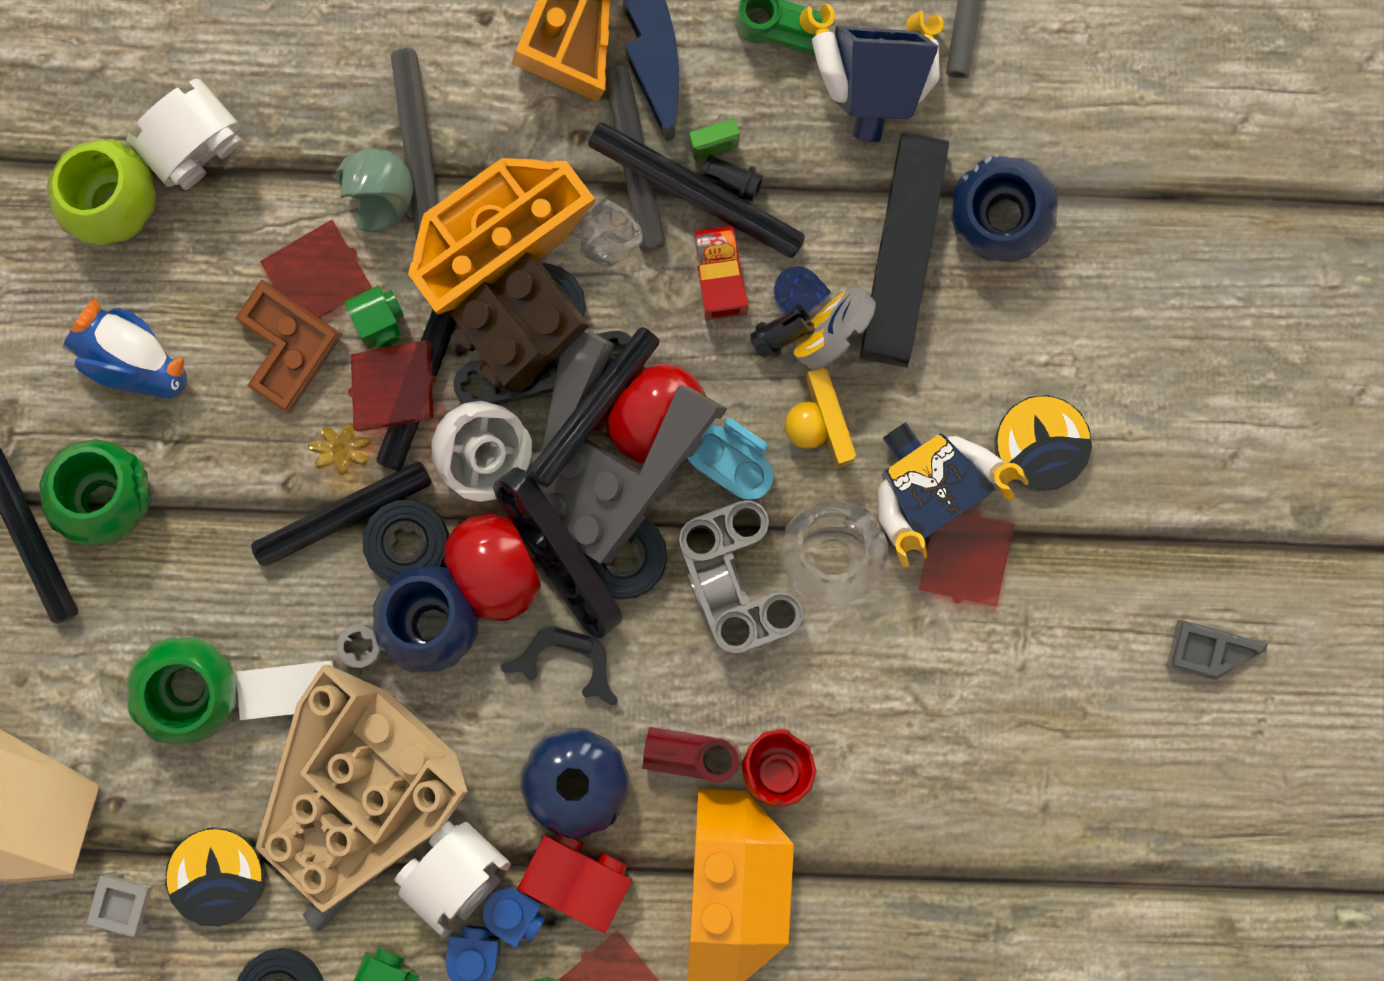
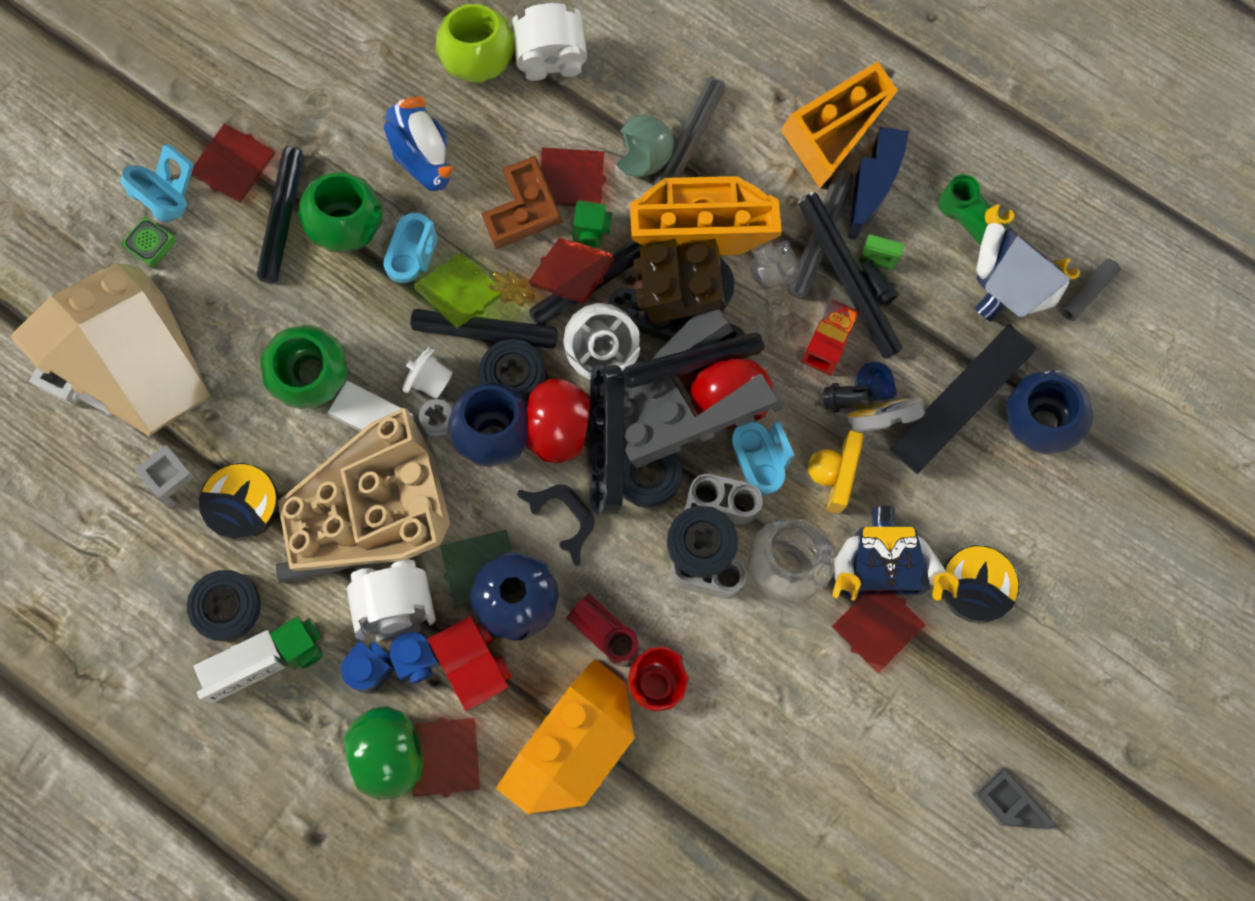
camera: 30 degrees right, 10 degrees down
(198, 478) = (410, 248): none -> medium azure bracket
(283, 491) = (458, 290): none -> clear neon green piece
(317, 608) = (427, 375): none -> white piece
(497, 773) = (465, 559): none -> clear green piece
(711, 615) = (704, 561): none -> black bush

